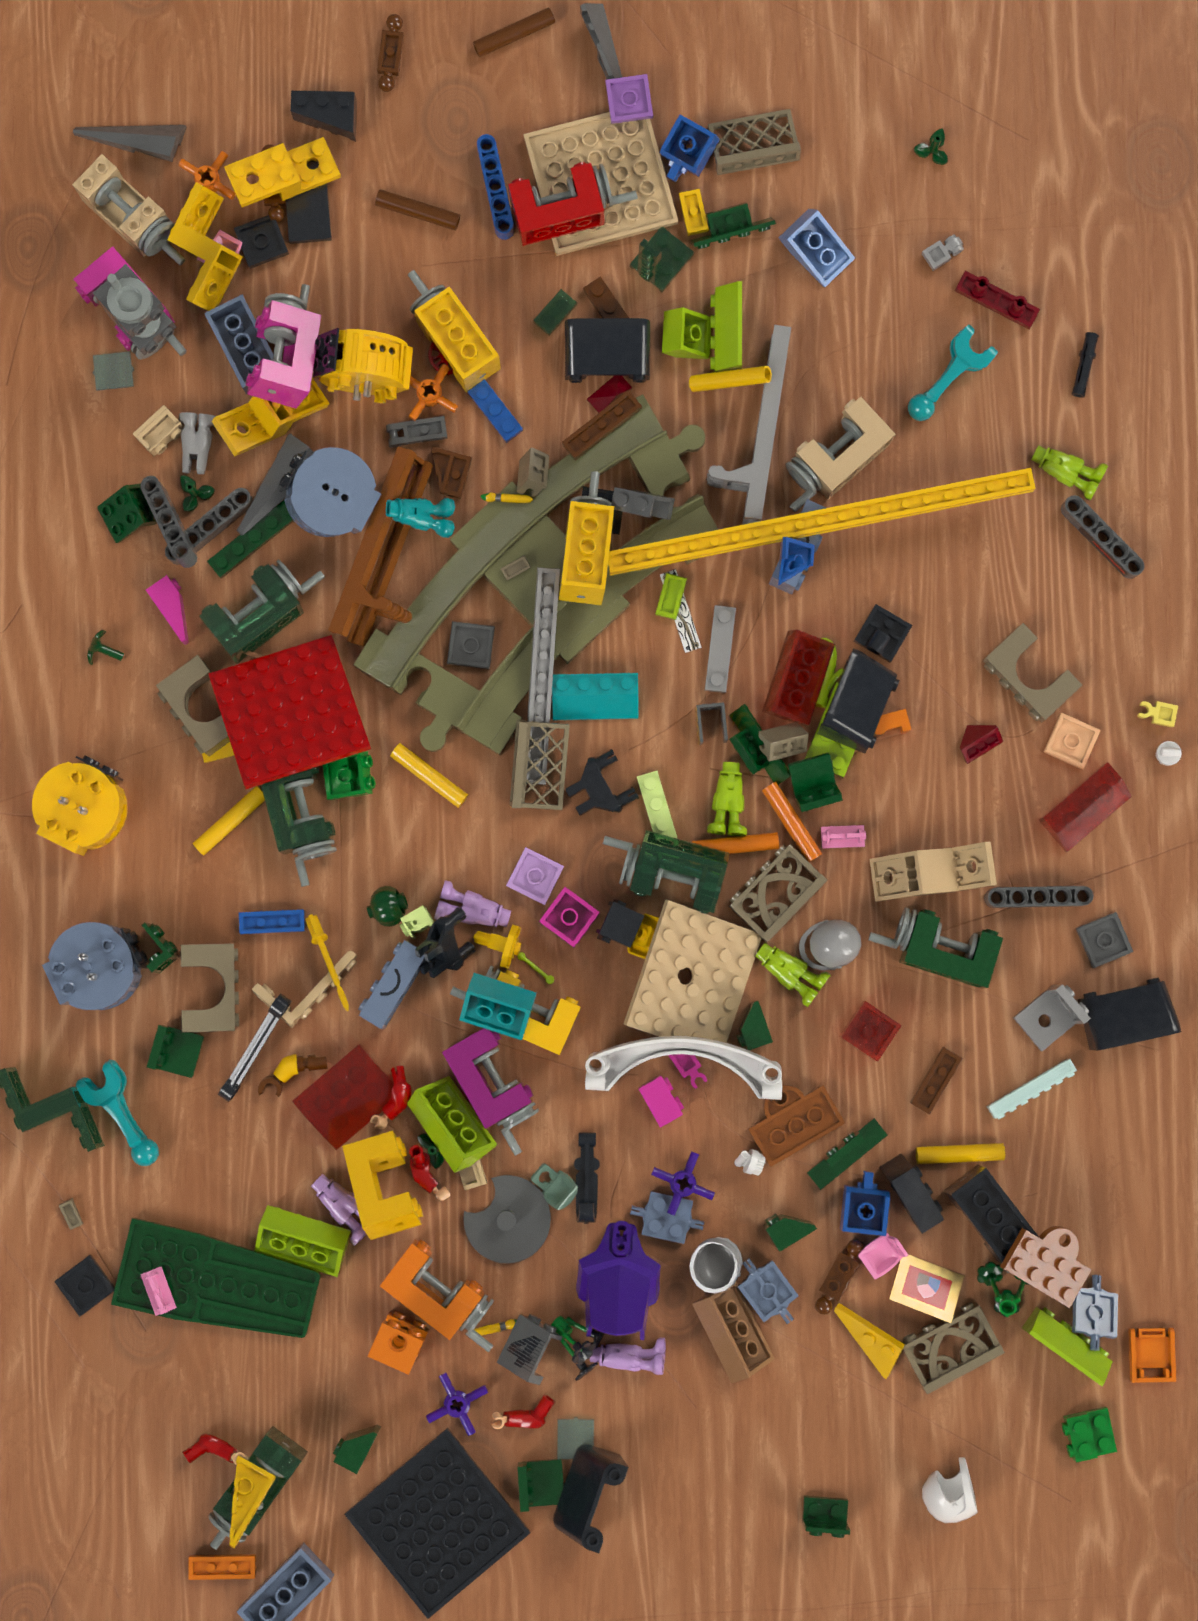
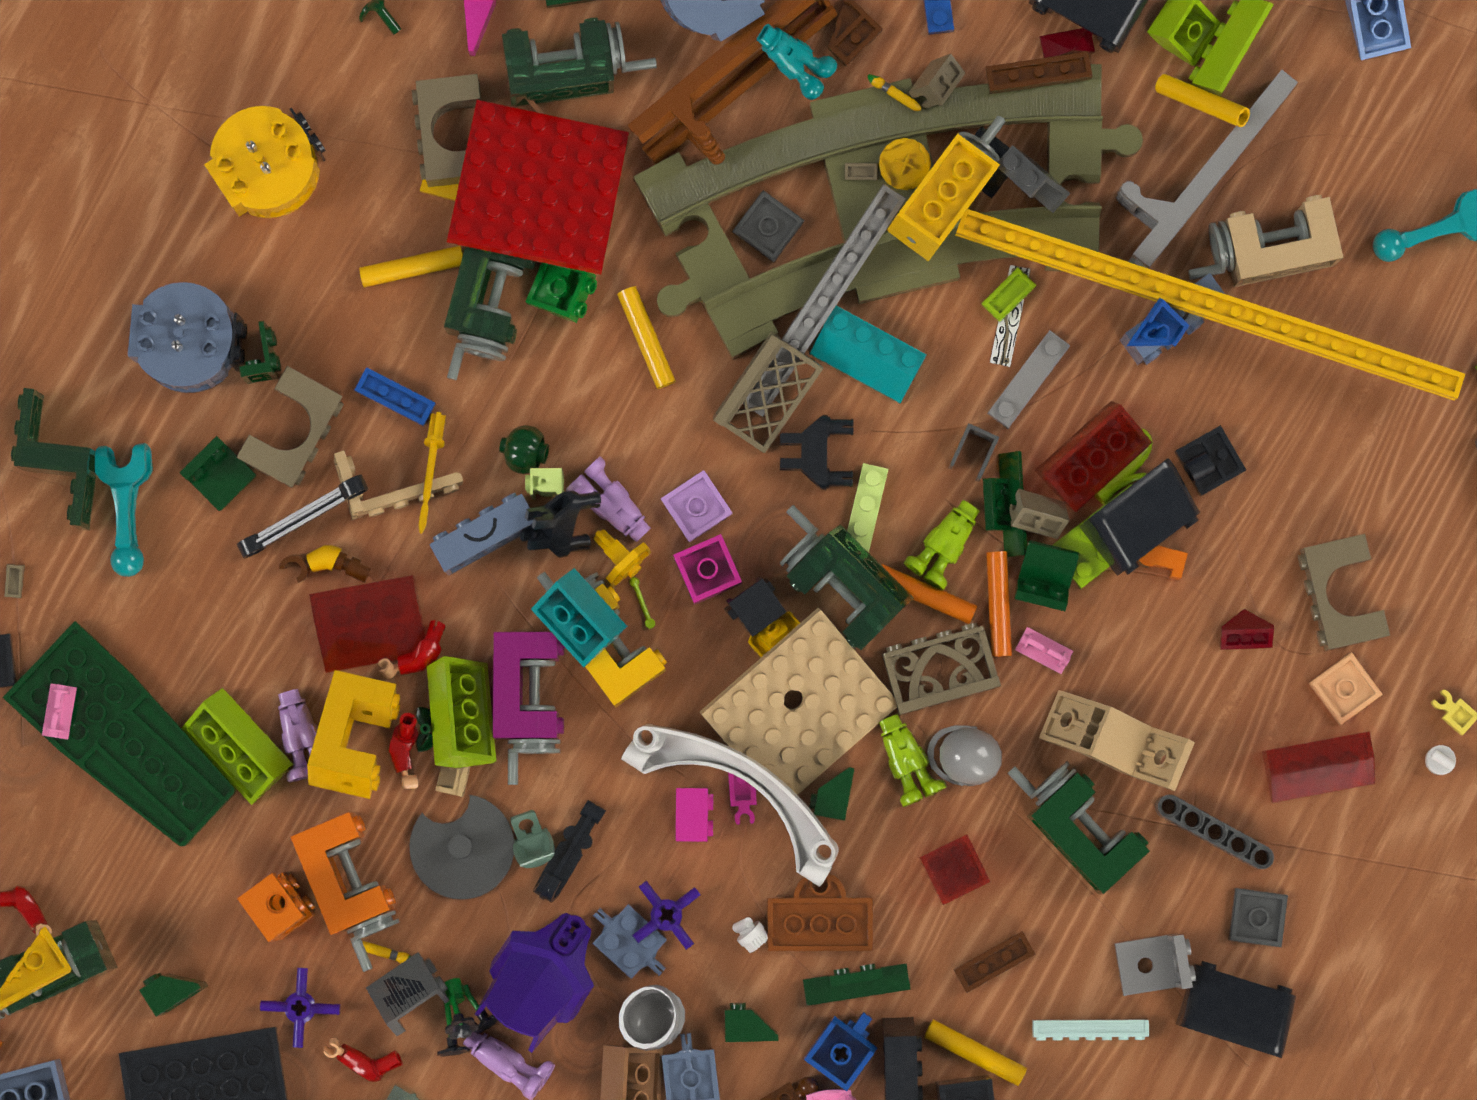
camera: 30 degrees right, 0 degrees up
(543, 545) = (904, 163): none -> yellow tile

